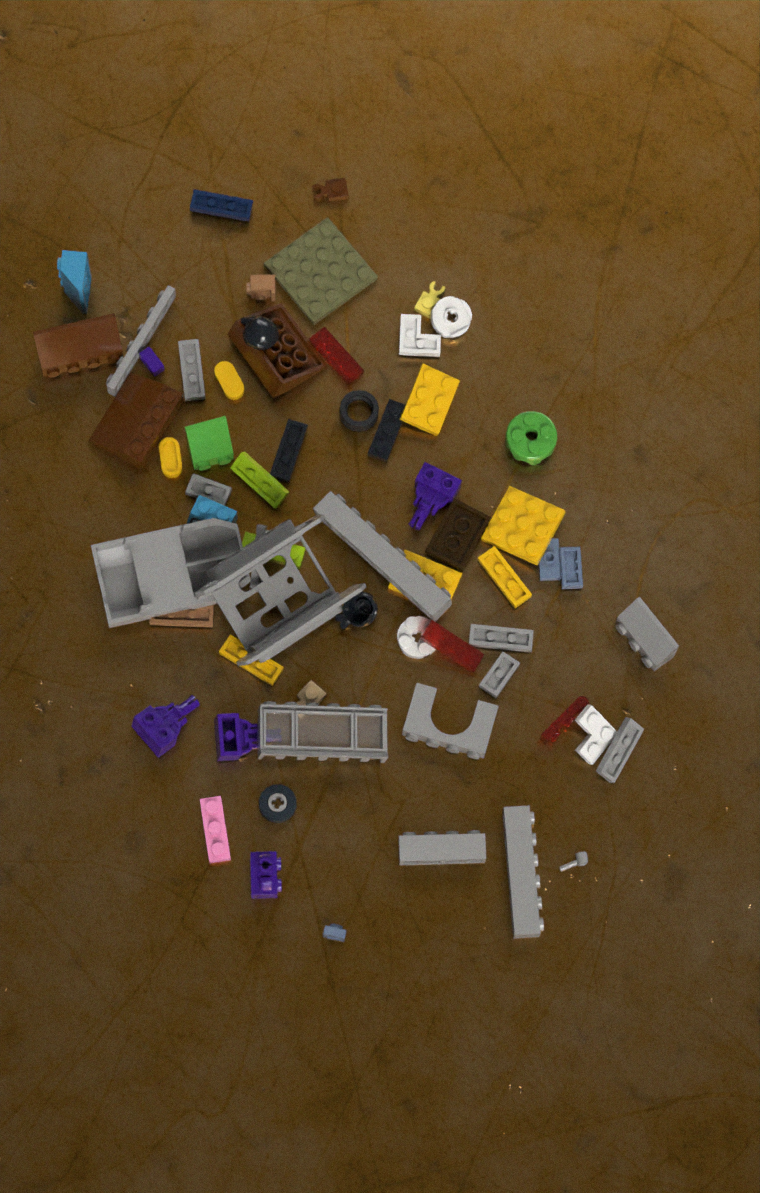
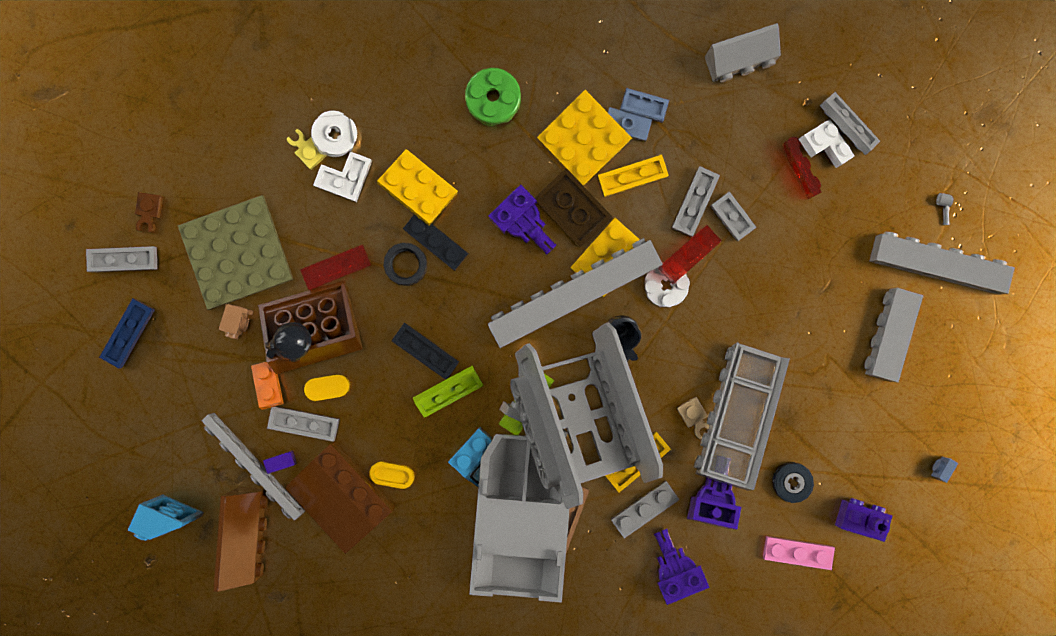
camera: 70 degrees left, 15 degrees up
(208, 488) = (442, 448): light grey plate -> none
(209, 443) = (396, 434): bright green slope -> none
(210, 681) = (644, 509): none -> light grey plate
(214, 330) = (266, 386): none -> orange plate
(283, 182) = (121, 259): none -> light grey plate
(471, 741) = (793, 267): light grey arch -> none

